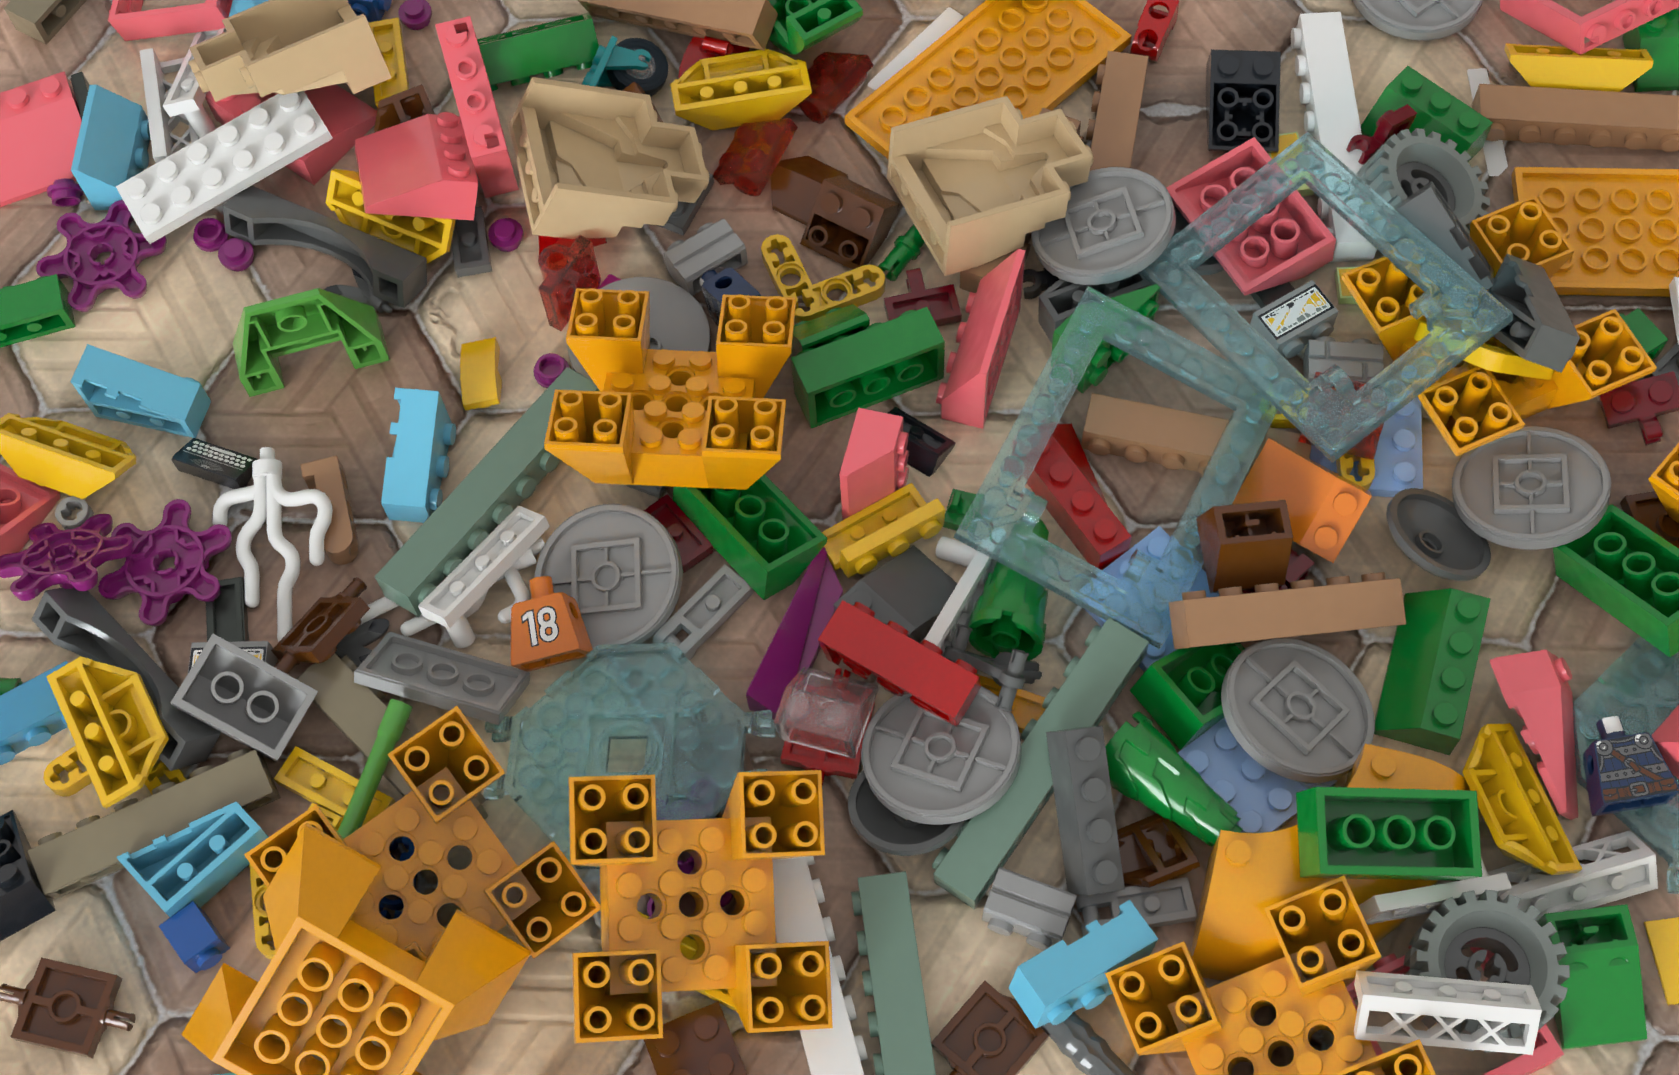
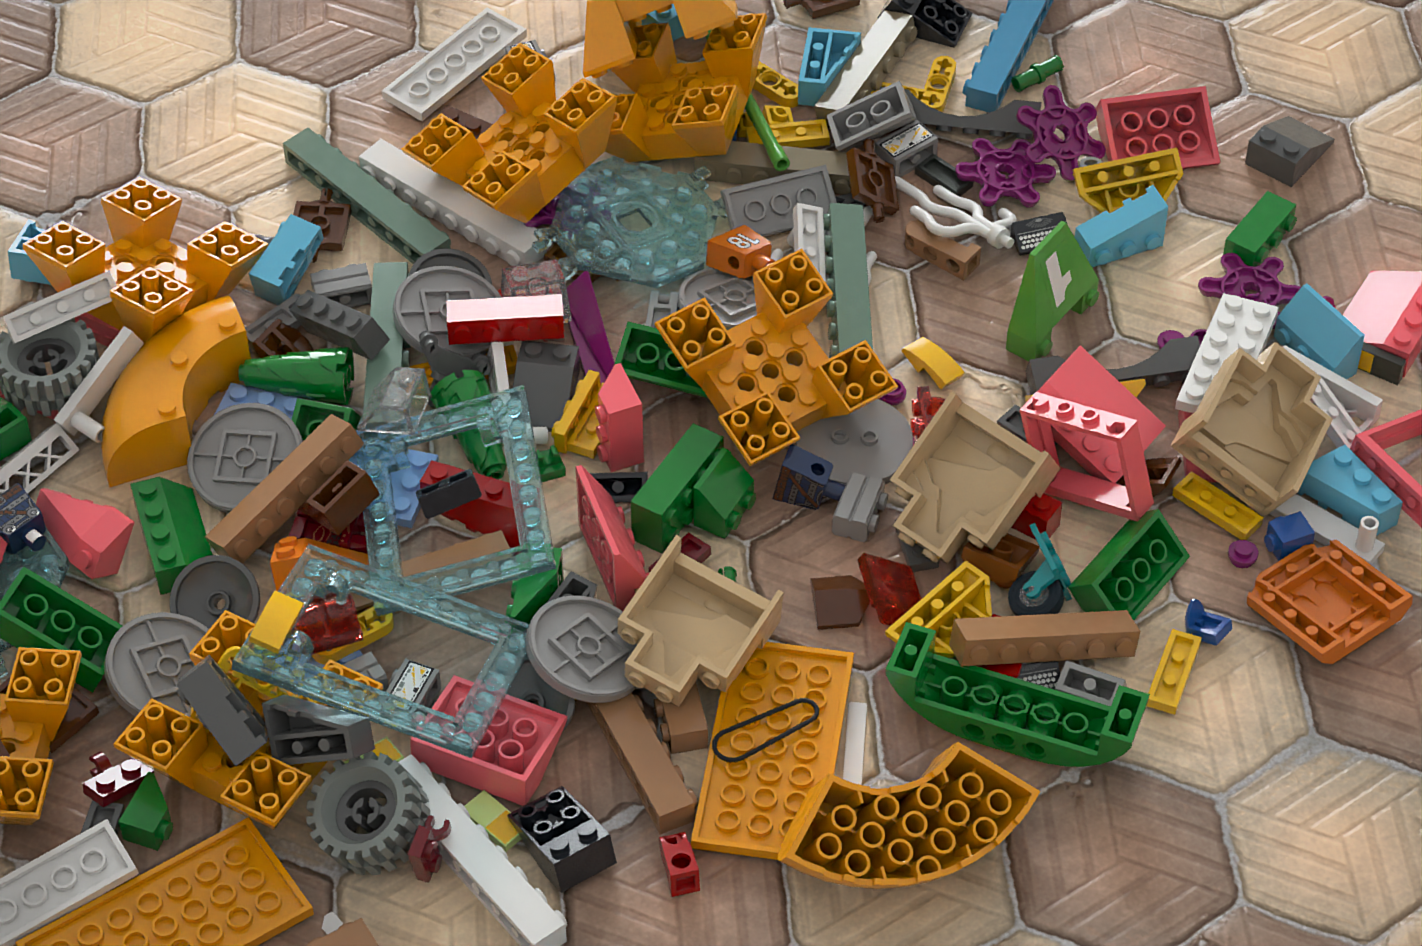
camera: 140 degrees right, 15 degrees down
(110, 725) = (928, 70): yellow wedge -> none
(194, 938) = (788, 44): blue brick -> none
(419, 456) = (918, 294): medium azure wedge -> none
(816, 295) = (765, 532): yellow beam -> none
(832, 81) = (874, 657): clear red plate -> none
(848, 222) = (793, 579): reddish brown slope -> none
(984, 75) = (770, 742): none -> black piece
(1109, 618) = (397, 402): none -> clear slope
(1129, 457) = (448, 493): none -> black slope
(1388, 833) = (141, 357): green brick -> none
(1435, 112) = (405, 907): green slope -> none
(1437, 330) = (276, 622): none -> yellow slope
(1516, 803) = (73, 463): yellow wedge -> none

